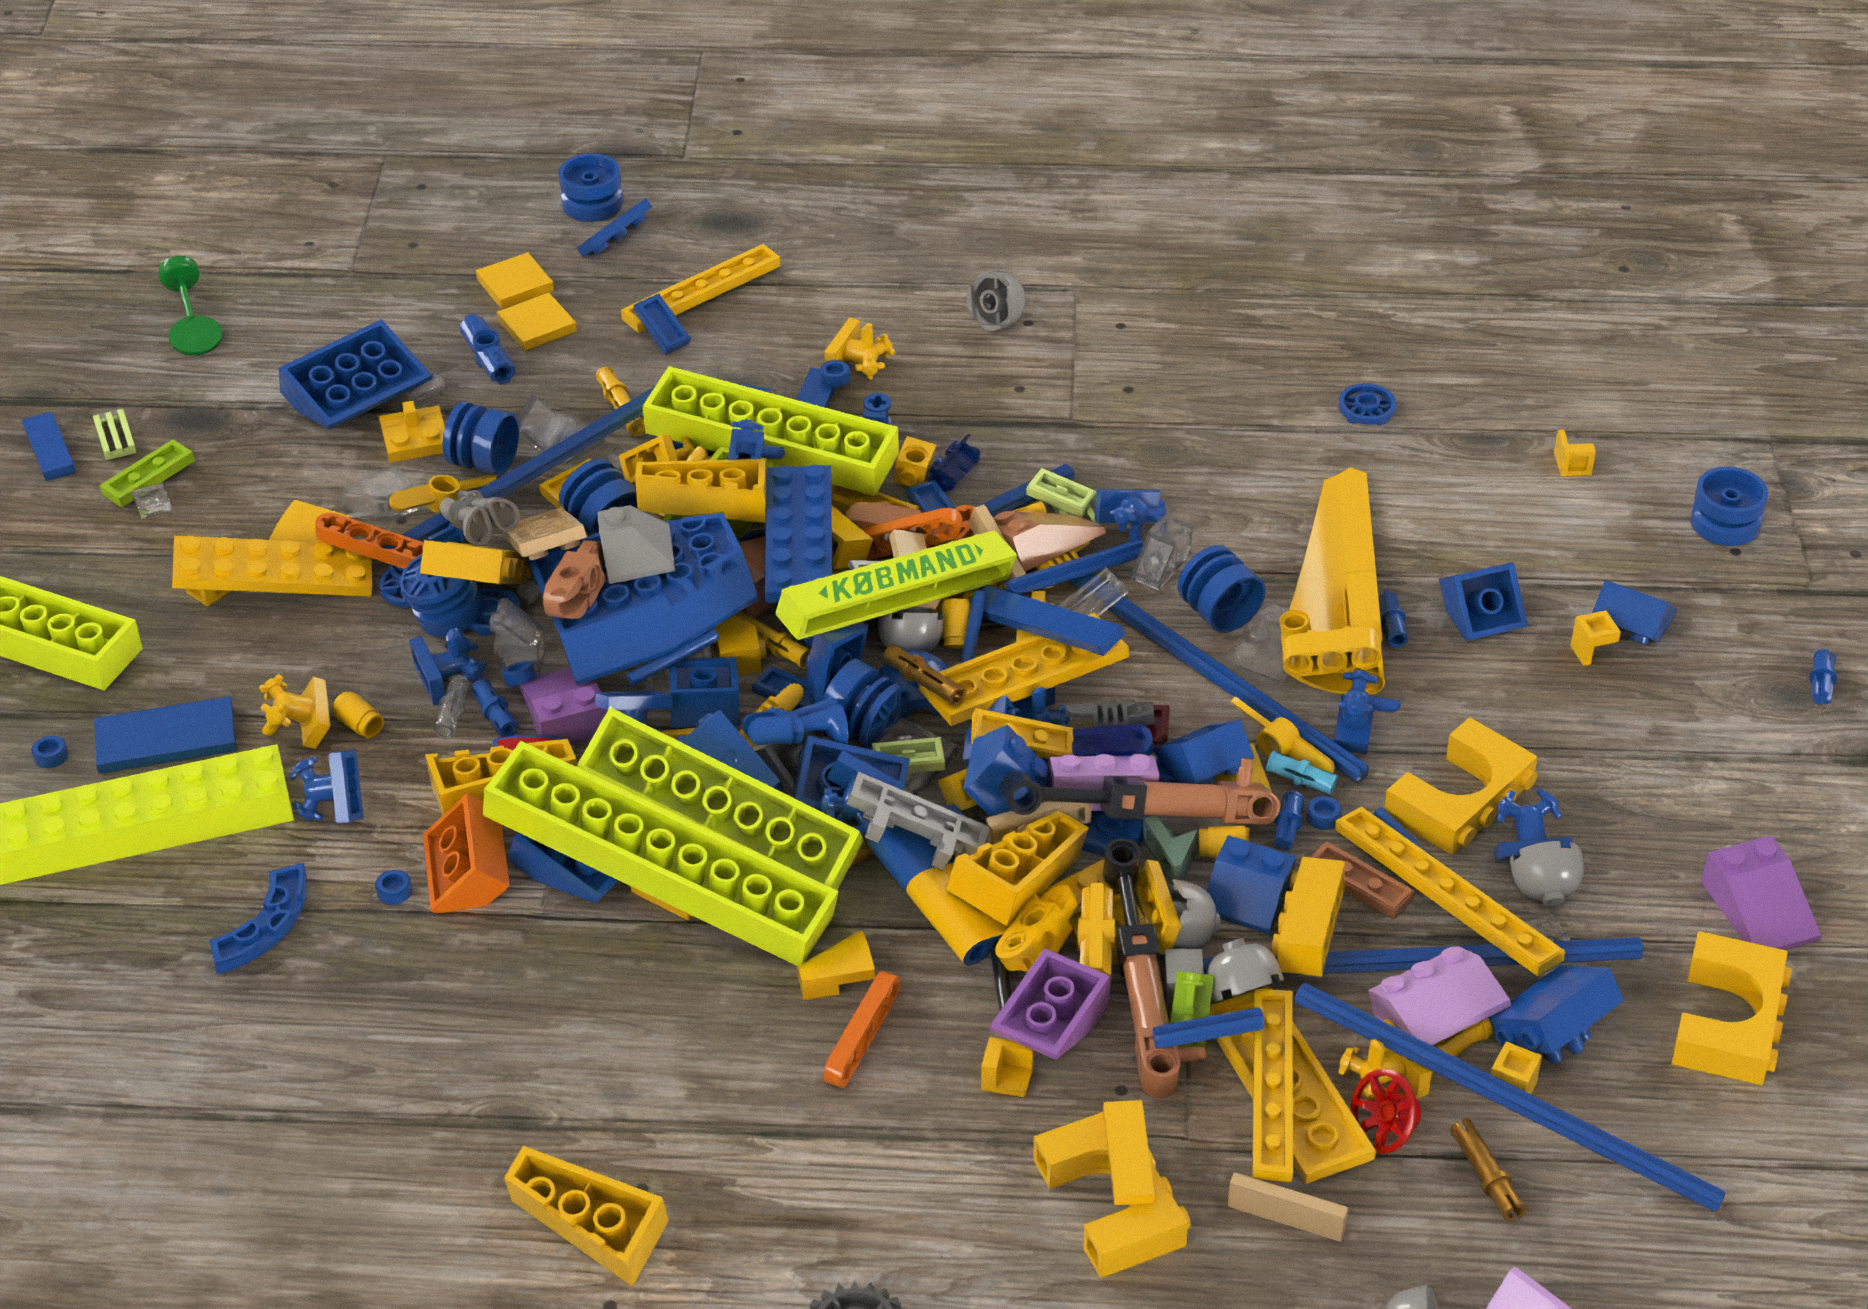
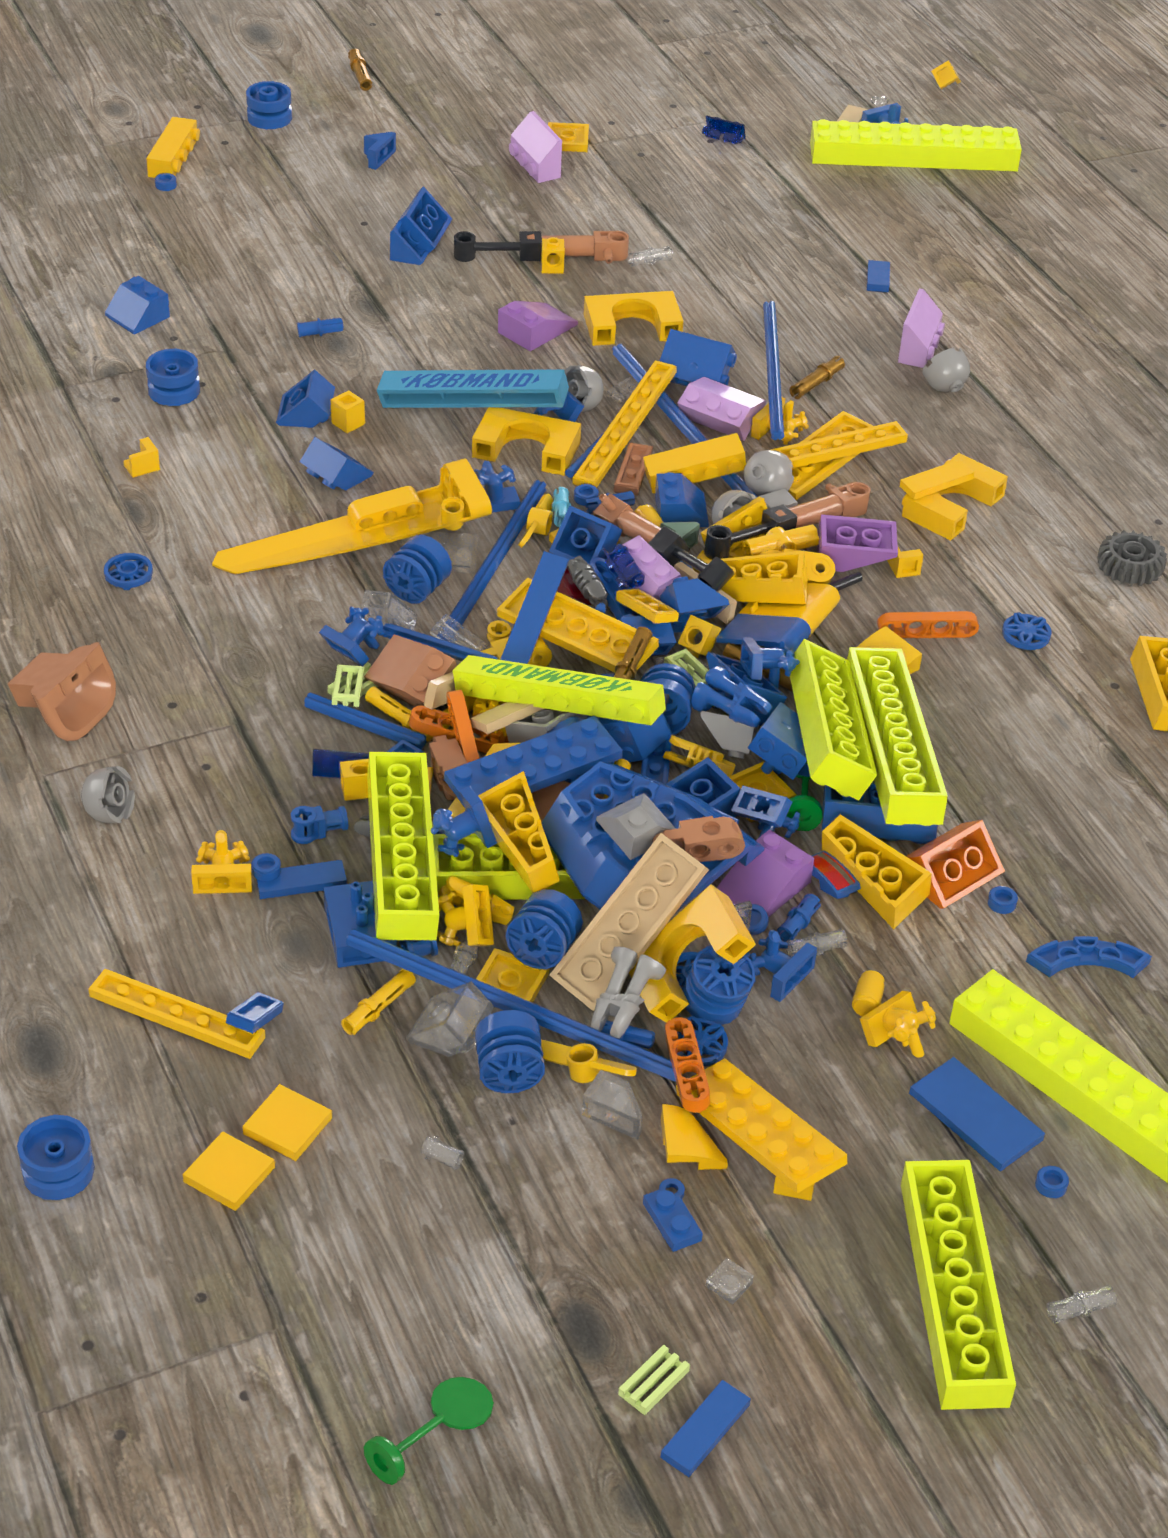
camera: 120 degrees left, 0 degrees up
(147, 472) = (695, 1308): lime plate -> none
(248, 499) = (672, 1215): none -> blue hinge
(339, 786) = (962, 946): blue piece -> none
(351, 375) = (474, 1201): blue slope -> none
(412, 432) = (506, 1136): yellow hinge -> none
(487, 349) = (361, 1128): blue piece -> none
(615, 229) = (112, 1118): blue plate -> none
(794, 1138) = (1026, 631): none -> blue wheel
(892, 806) = (770, 620): light grey hinge -> none
(1151, 294) = (68, 689): none -> nougat piece
(1192, 999) = (802, 485): lime hinge -> none
(1208, 1028) = (827, 468): blue axle -> none
(1287, 1206) = (911, 447): tan tile -> none
(1390, 1109) = (815, 407): red wheel -> none
(1517, 1067) = (748, 371): yellow panel -> none
(1563, 738) = (473, 388): none -> dark azure brick

